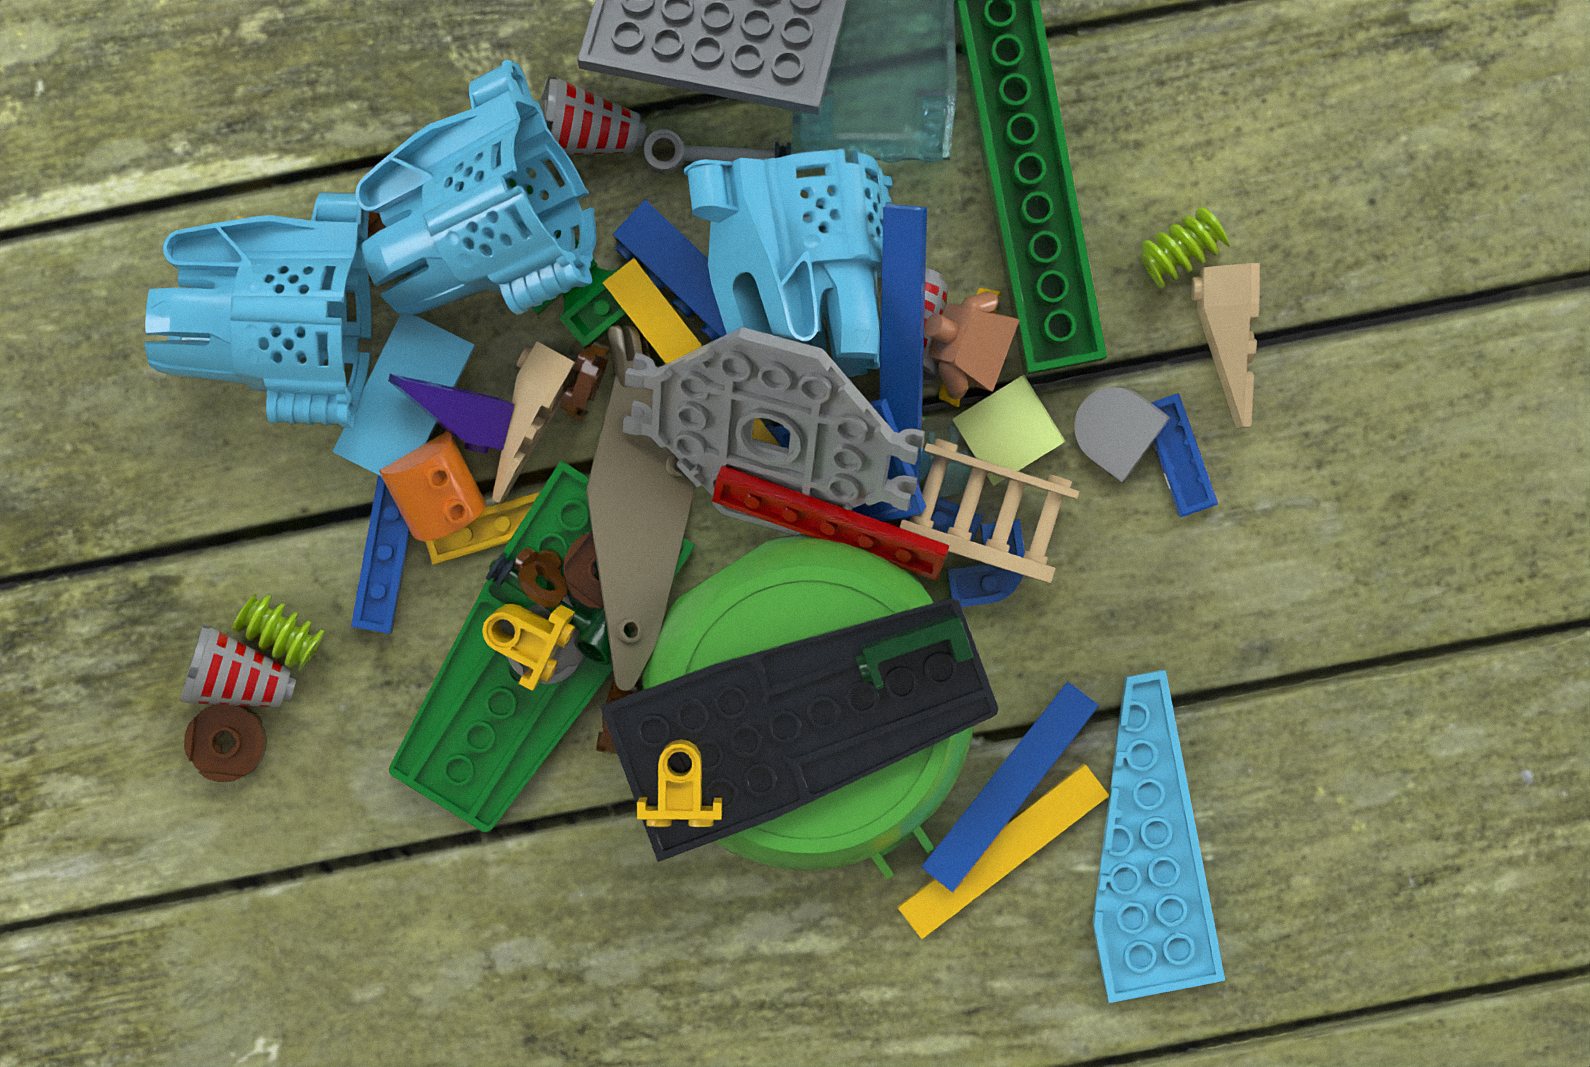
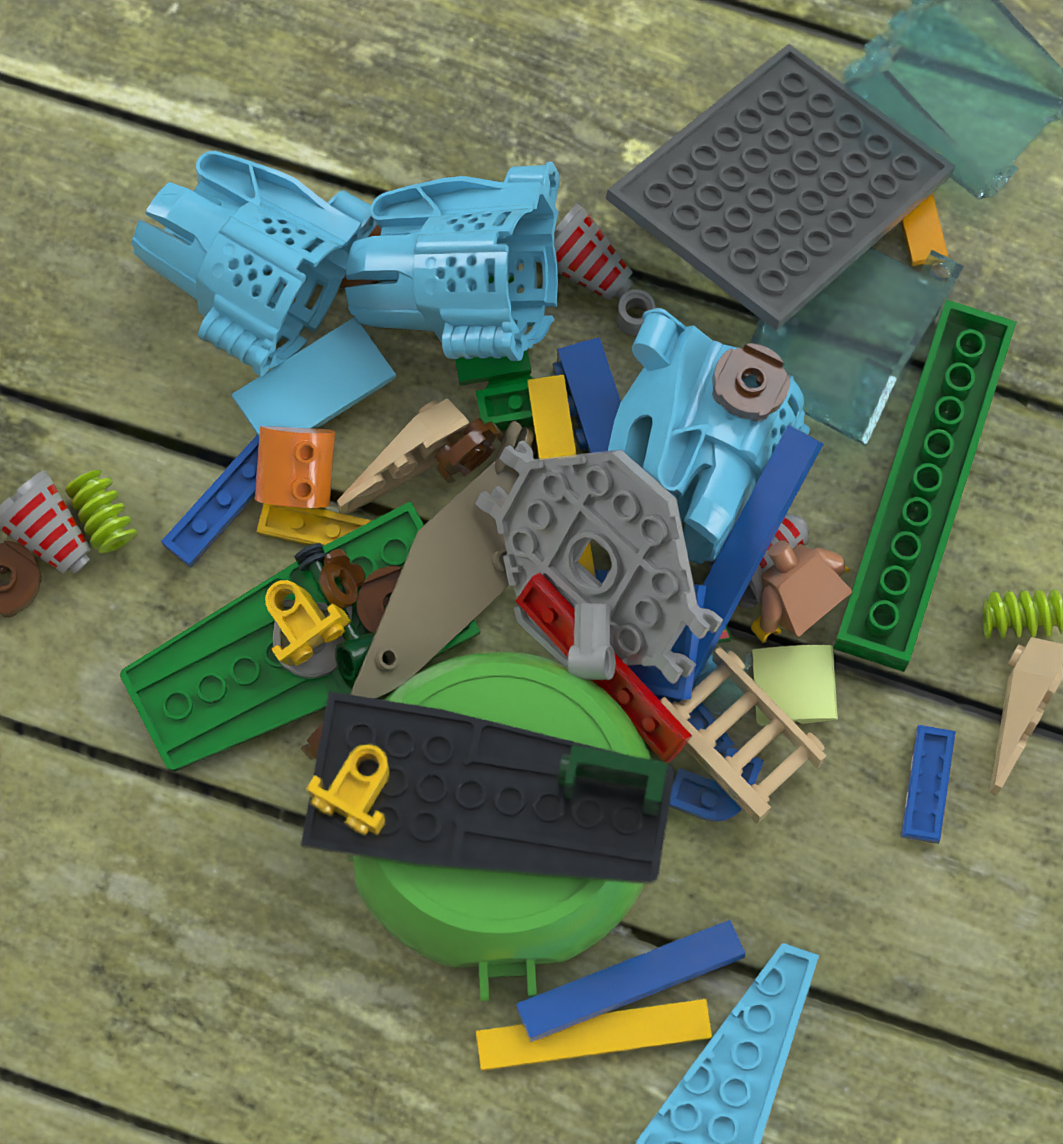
camera: 25 degrees right, 15 degrees down
(467, 415) = (353, 419): dark purple slope -> none
(815, 522) = (591, 654): none -> light grey piece
(841, 168) = (745, 401): none -> plate
(1117, 428) = (887, 732): light grey tile -> none

